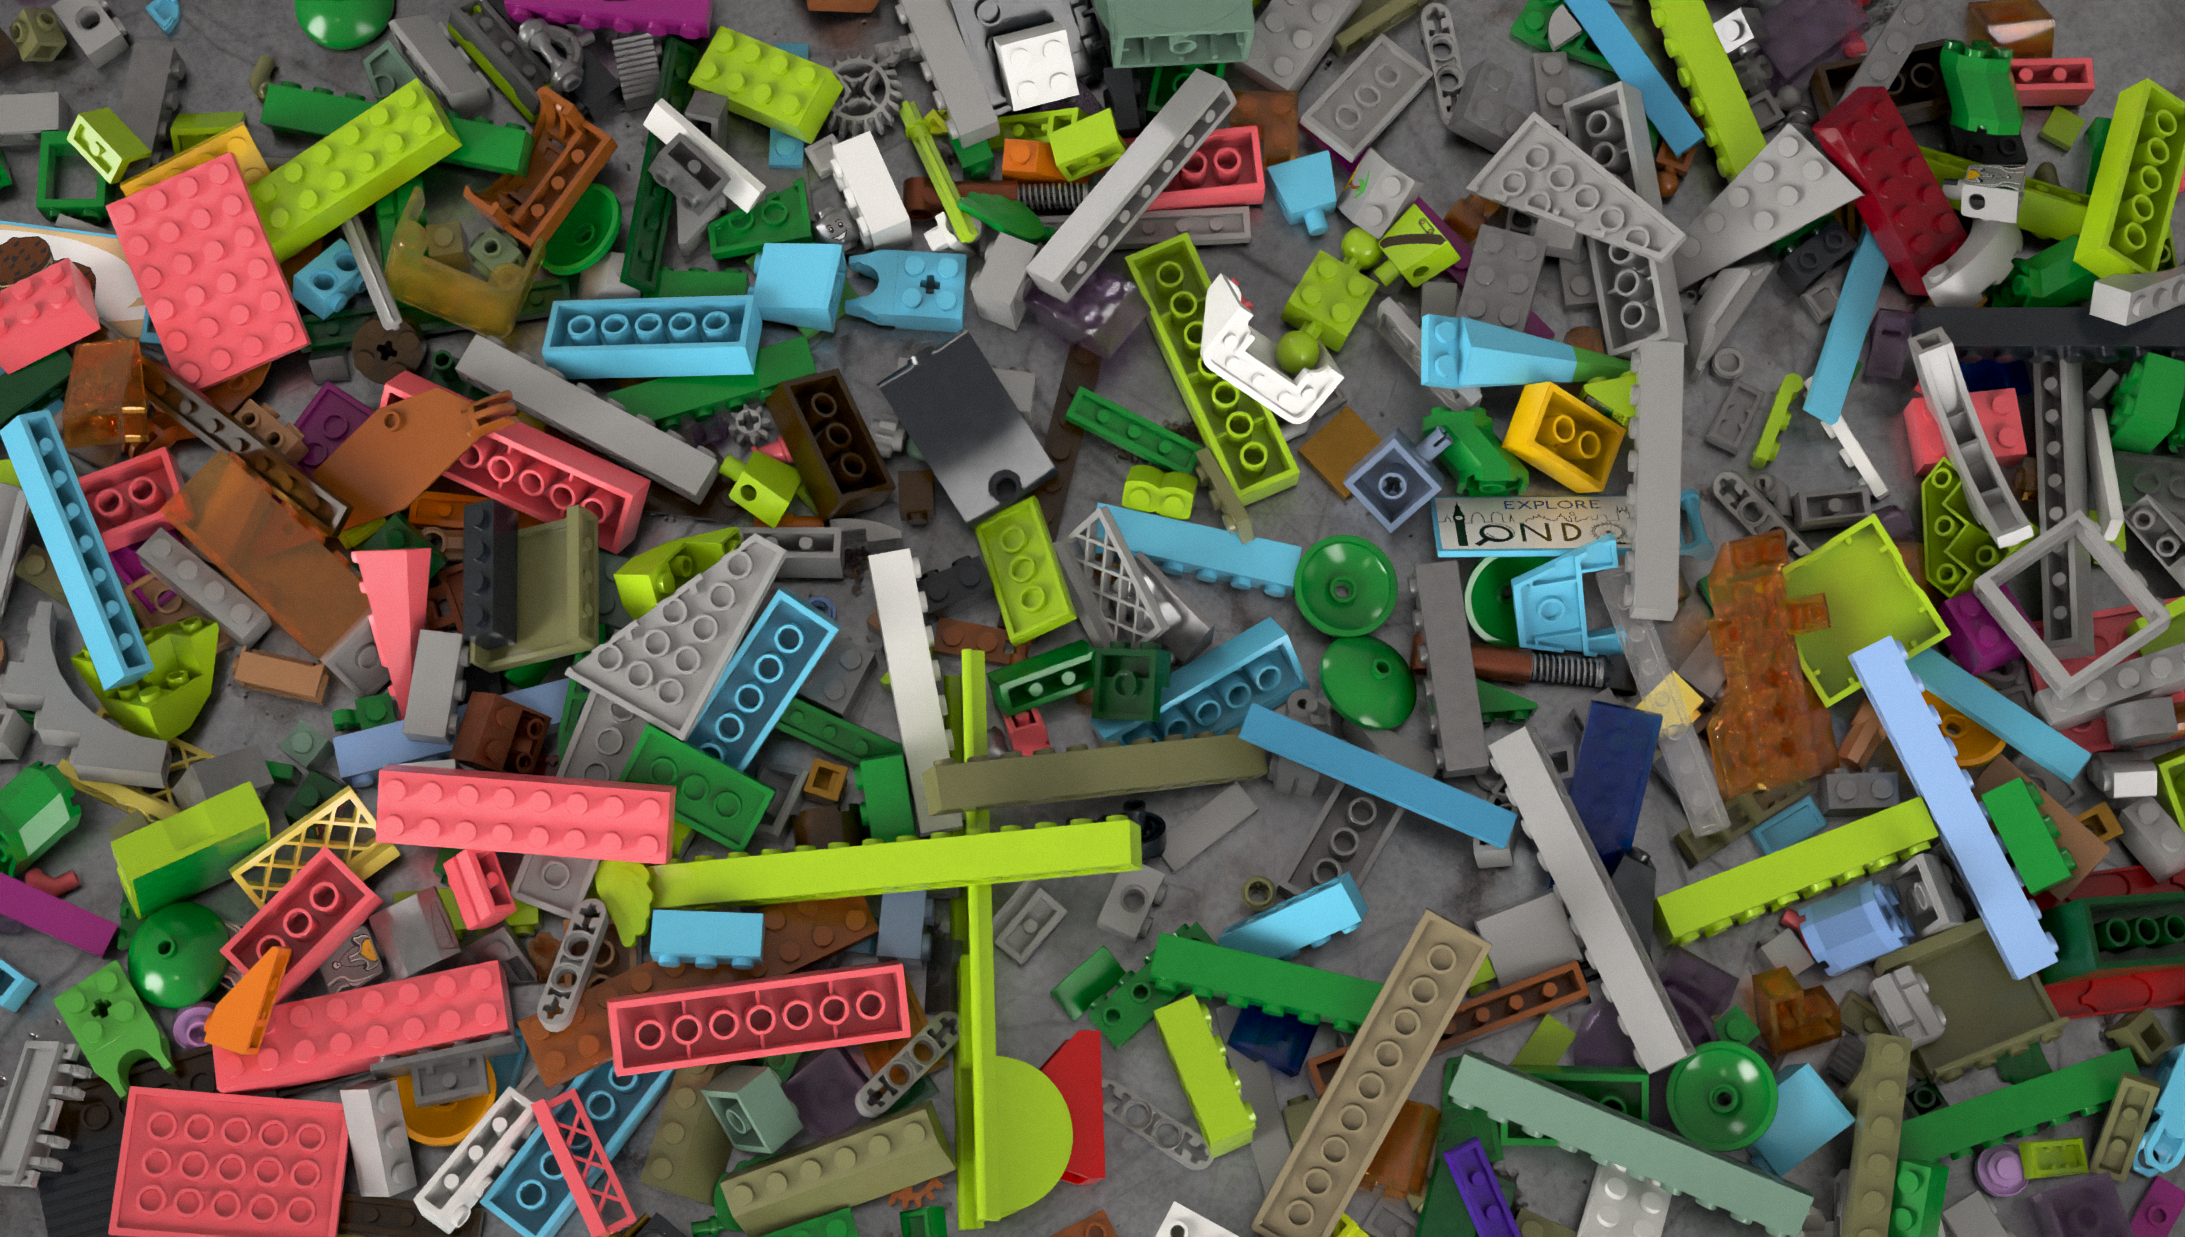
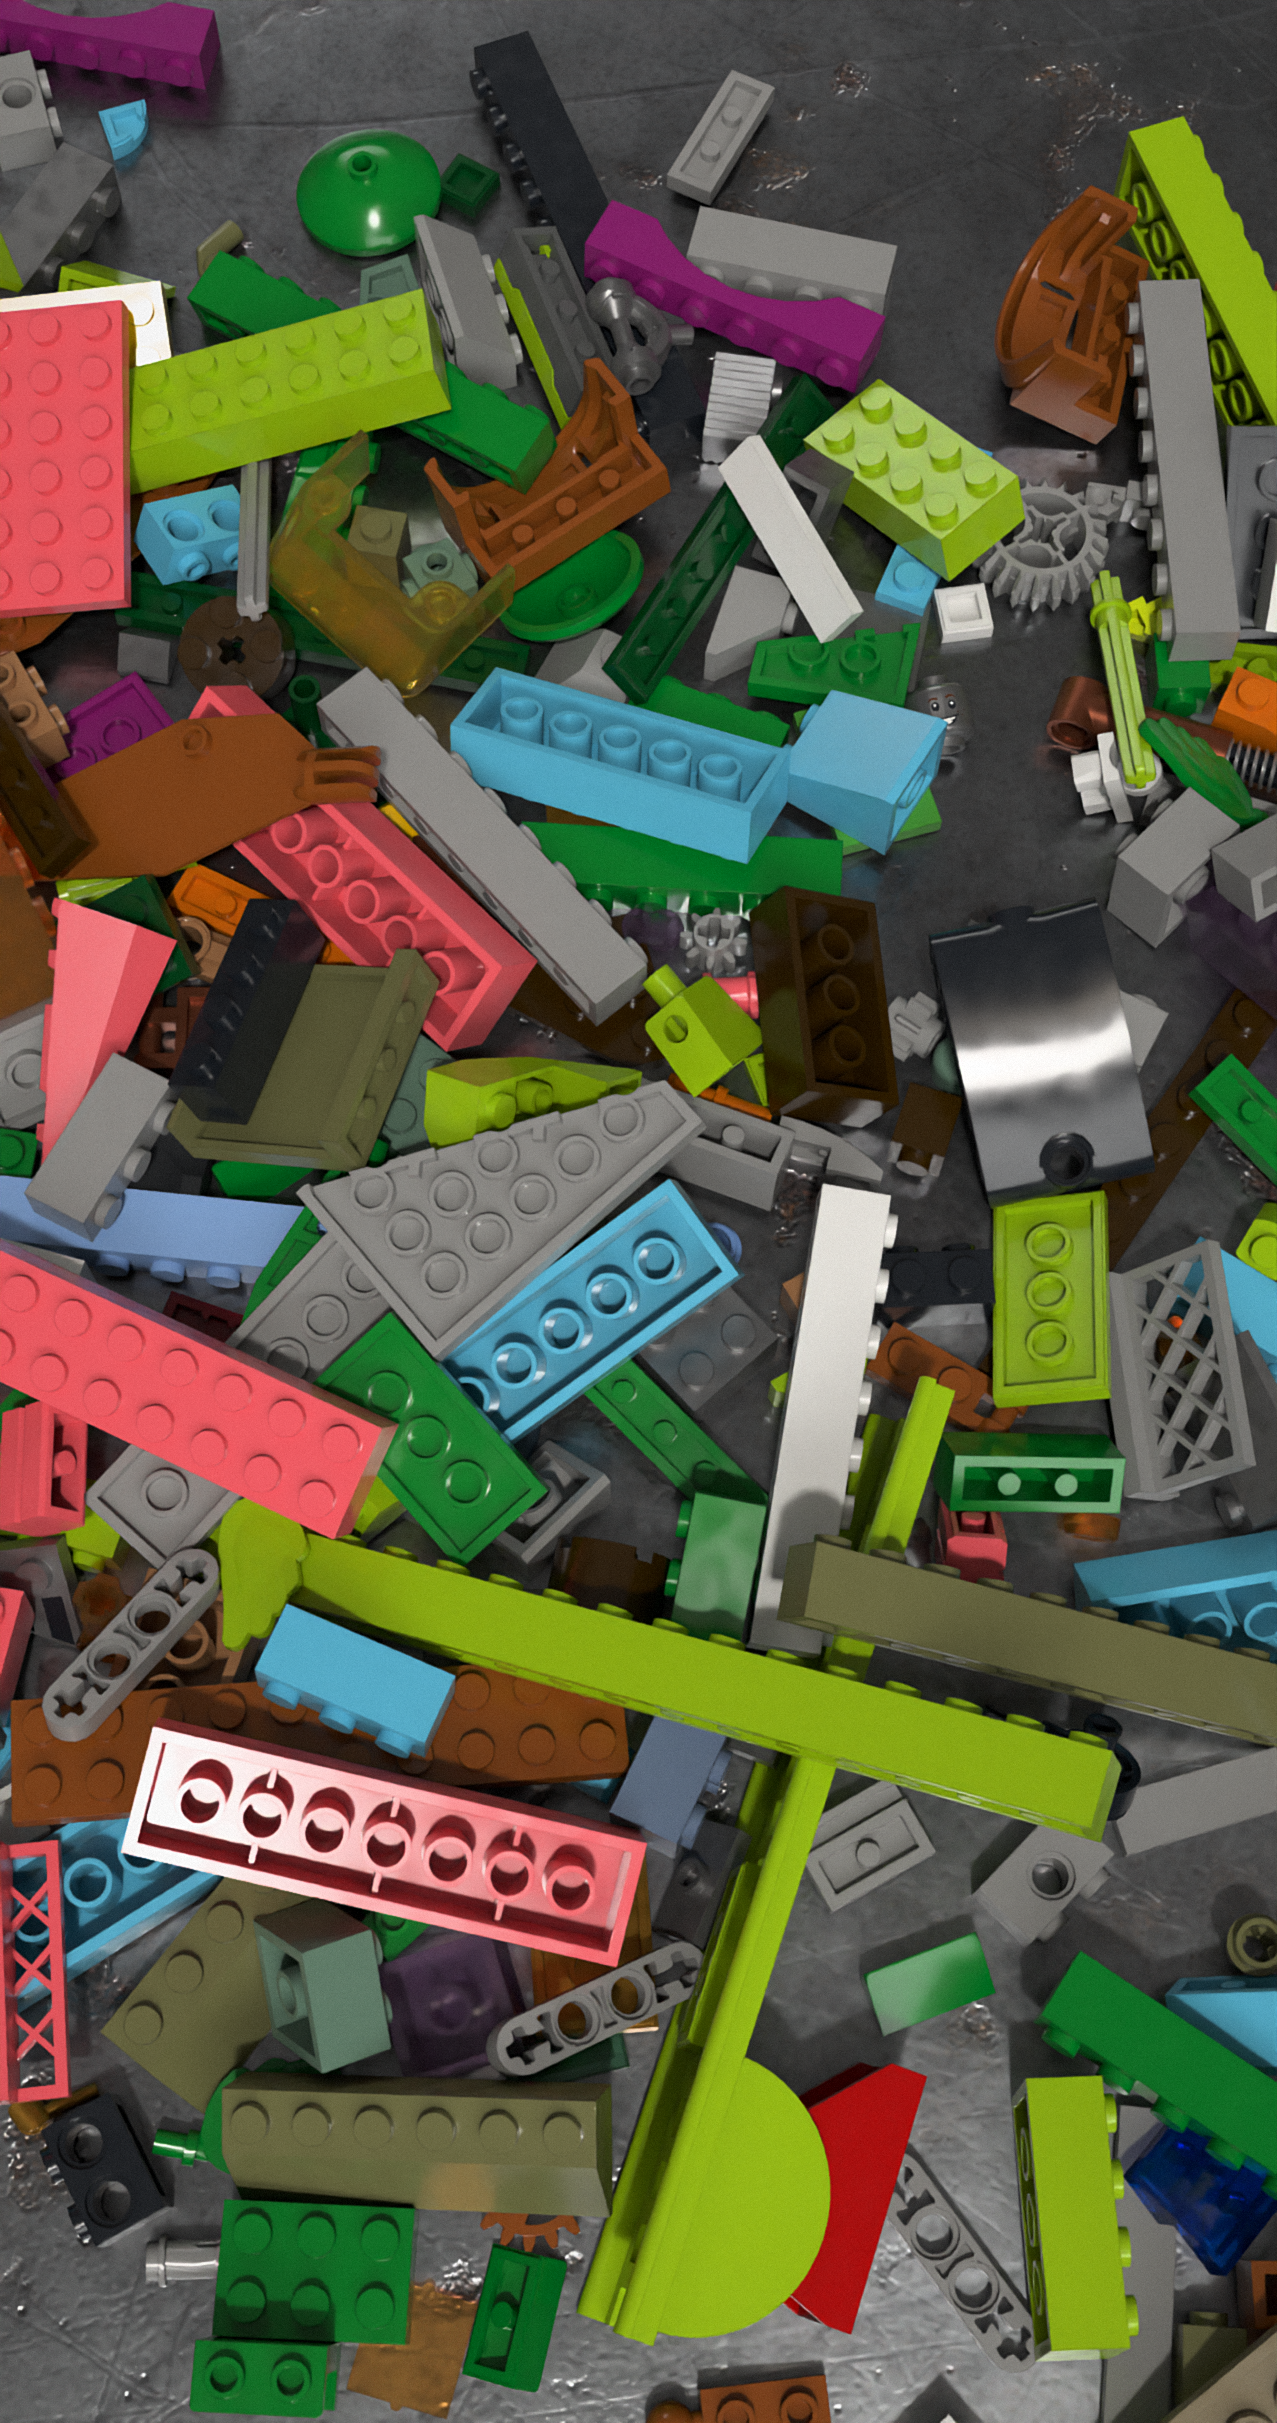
camera: 20 degrees right, 5 degrees down
(500, 735) = (168, 1252): copper slope -> none
(688, 174) = (758, 554): flat silver brick -> none
(826, 782) = (631, 1507): pearl gold brick -> none
(870, 194) = (1012, 679): white brick -> none
(902, 289) = (1025, 831): medium azure brick -> none
(1130, 681) = (1163, 1526): dark green plate -> none
(1137, 998) = (1001, 2039): green brick -> none

